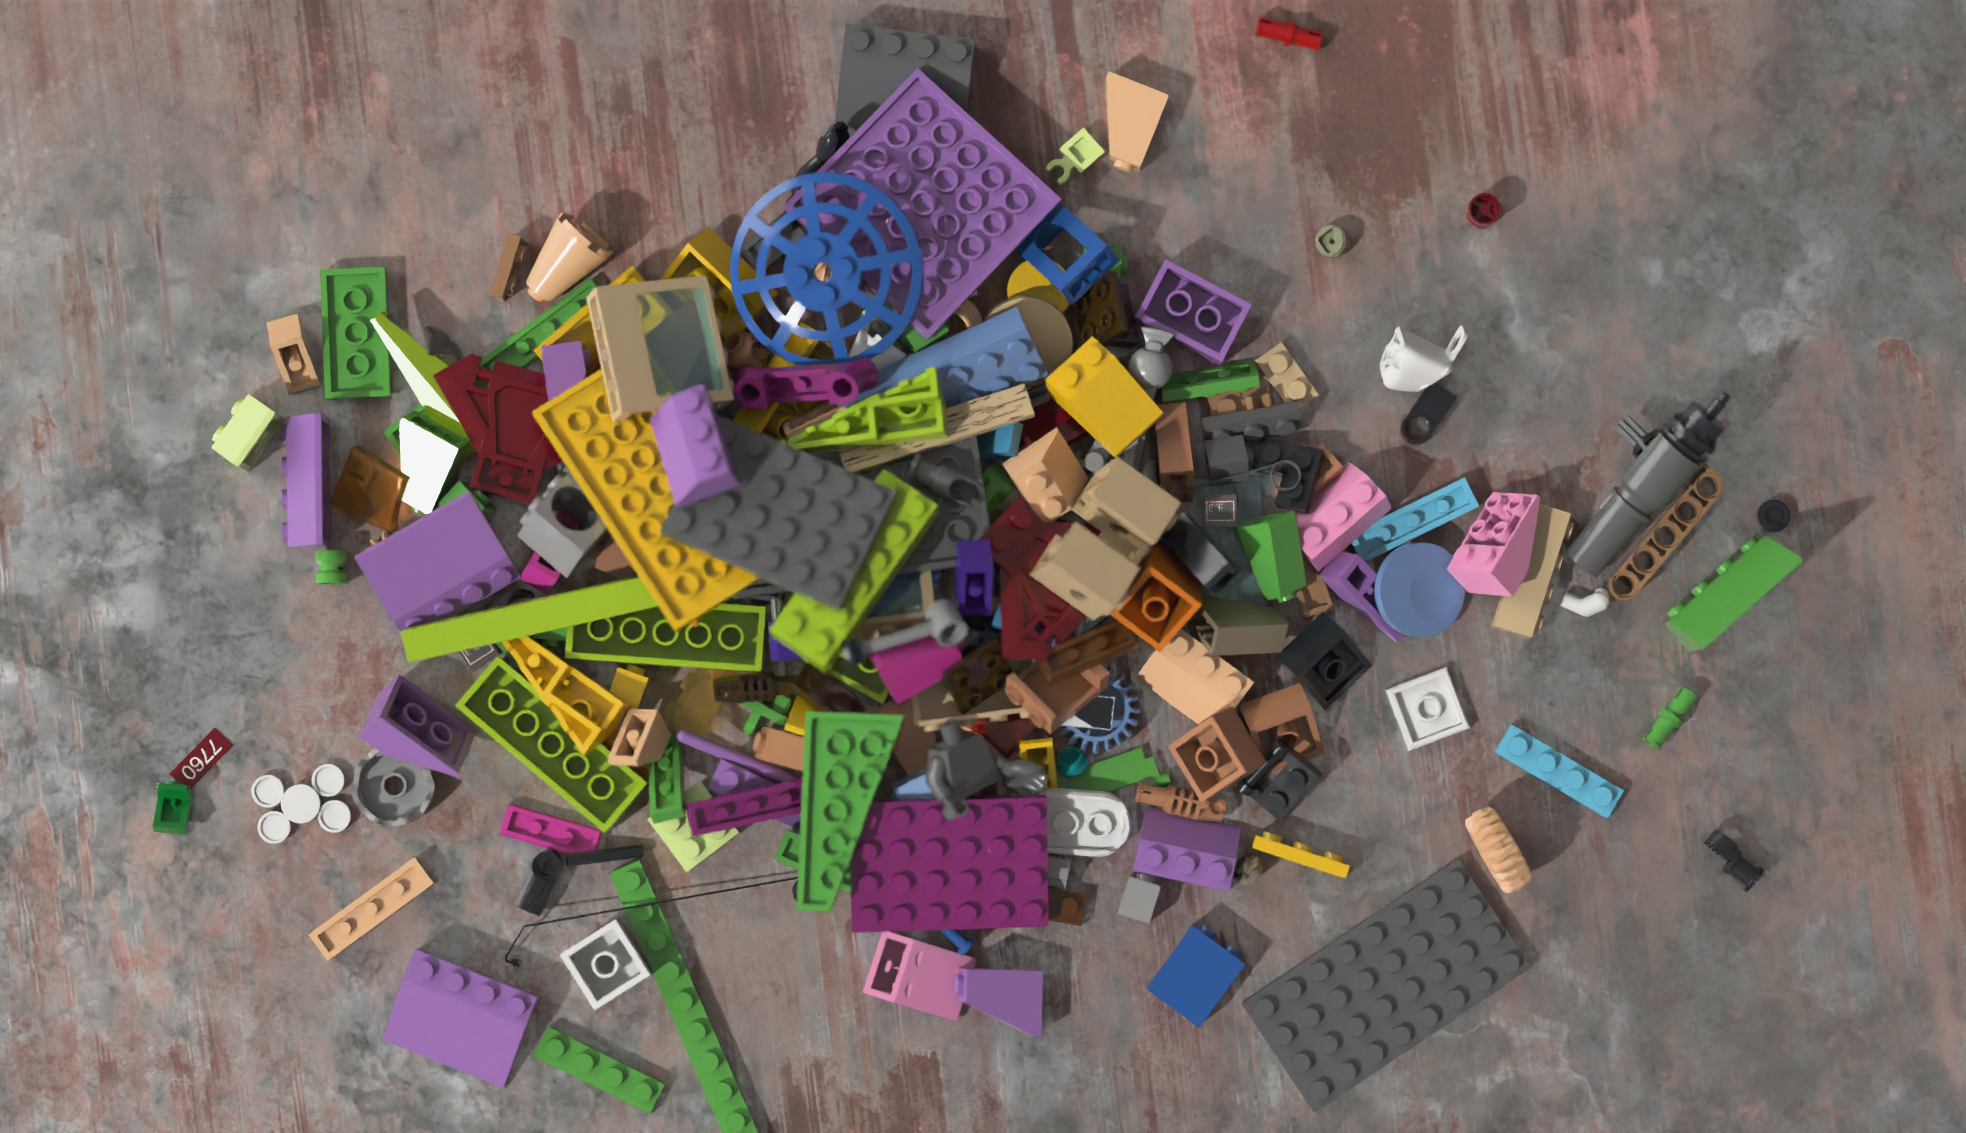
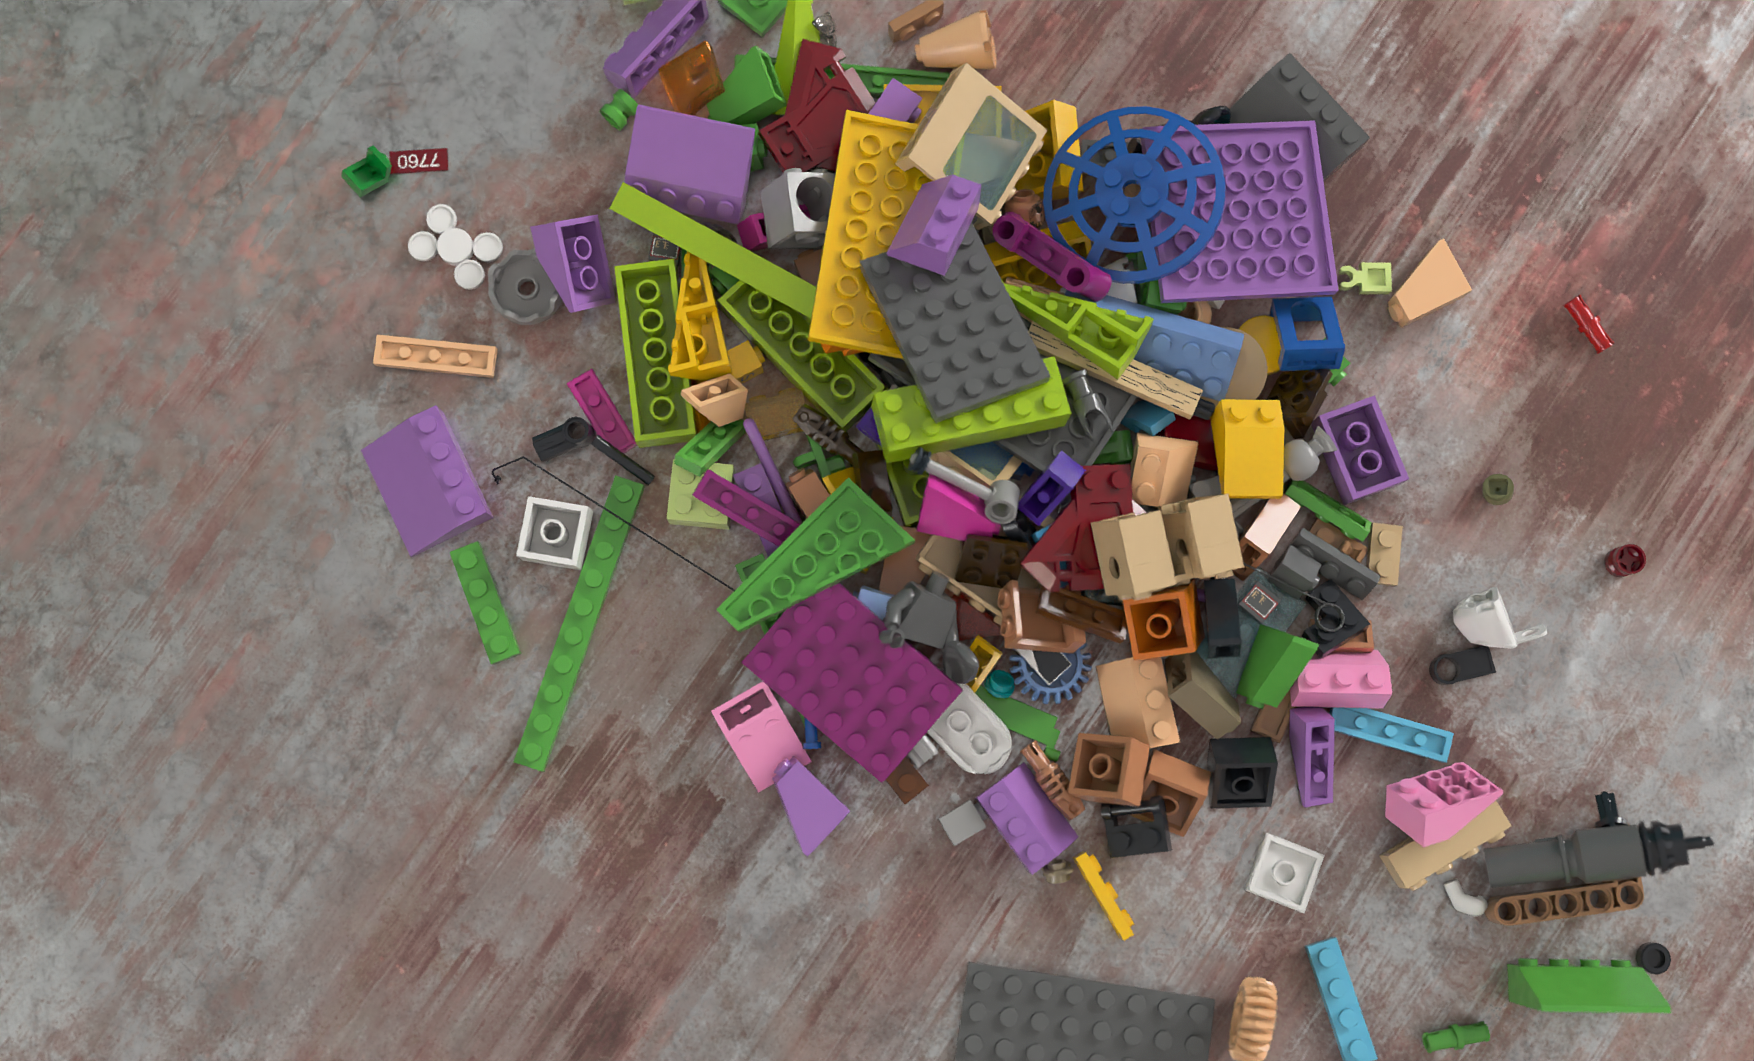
camera: 40 degrees right, 5 degrees down
(1196, 974) = (955, 913): blue panel -> none
(1417, 590) = (1352, 782): medium blue piece -> none

